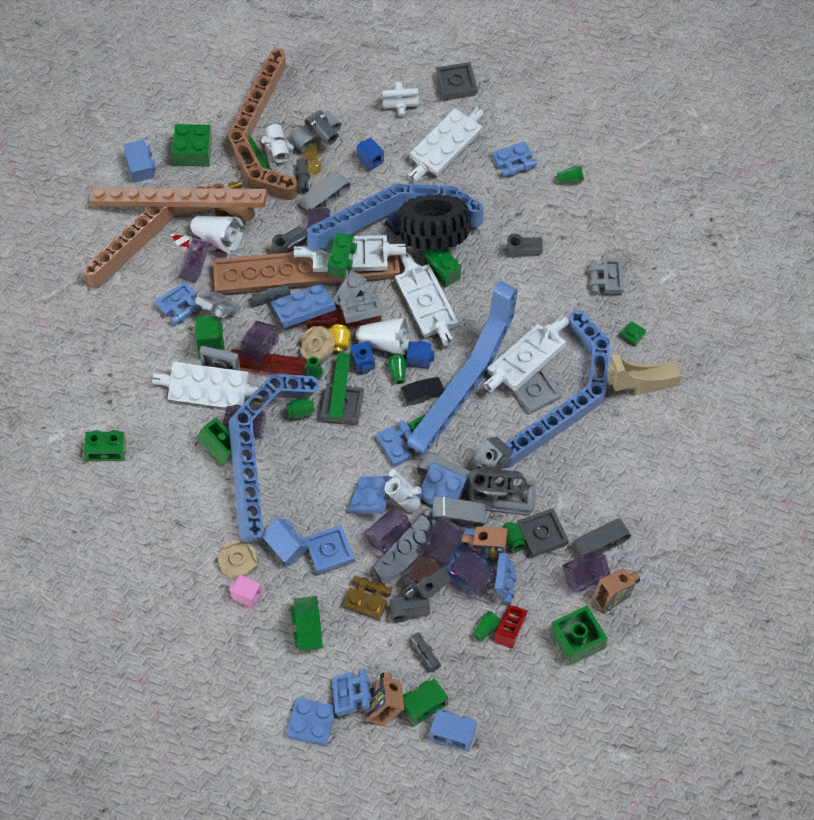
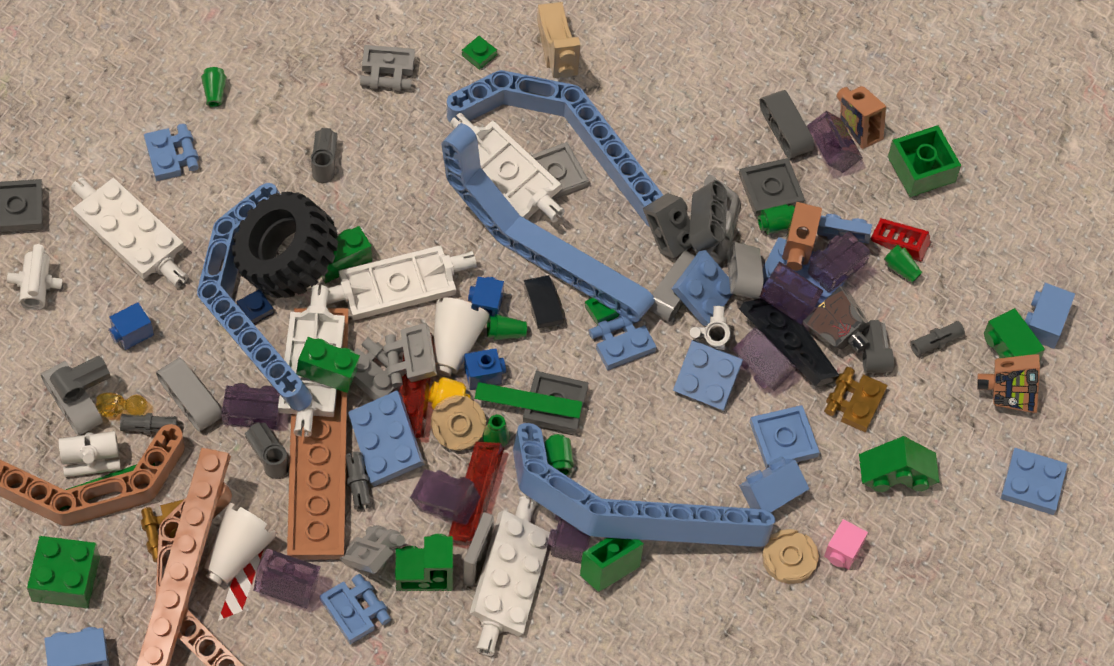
camera: 90 degrees left, 0 degrees up
(345, 692) = (999, 433): medium blue plate -> none

